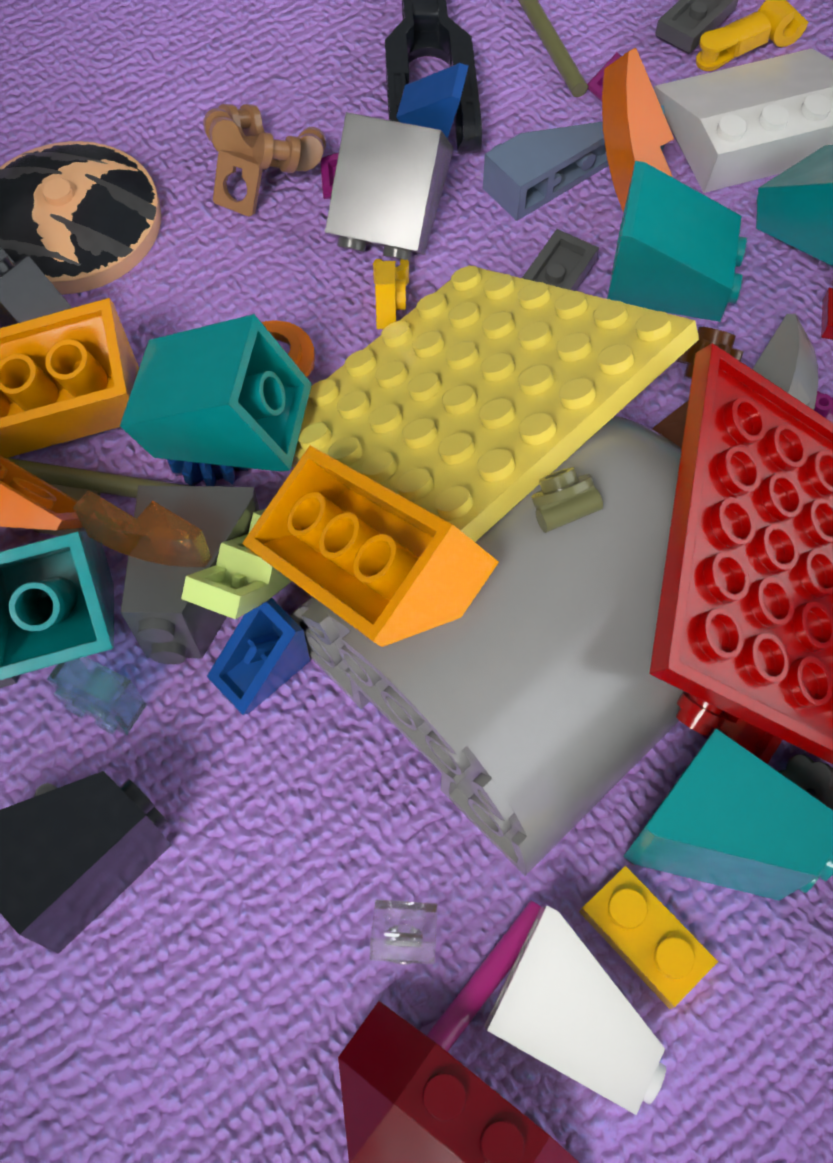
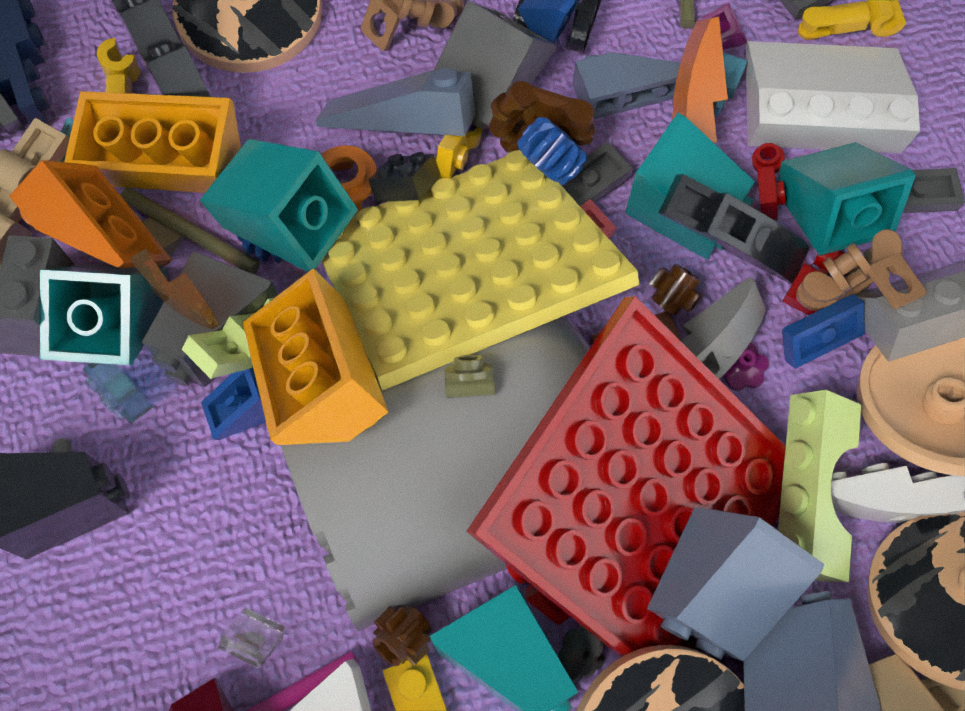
camera: 20 degrees right, 5 degrees up
(331, 247) = (423, 103): none -> sand blue slope
(346, 335) = (404, 177): none -> black piece
(476, 212) = (526, 103): none -> reddish brown piece
(510, 246) = (552, 151): none -> blue gear
(592, 853) = (401, 635): none -> reddish brown gear
(749, 259) = (735, 227): none -> black slope
(757, 224) = (770, 191): none -> red plate

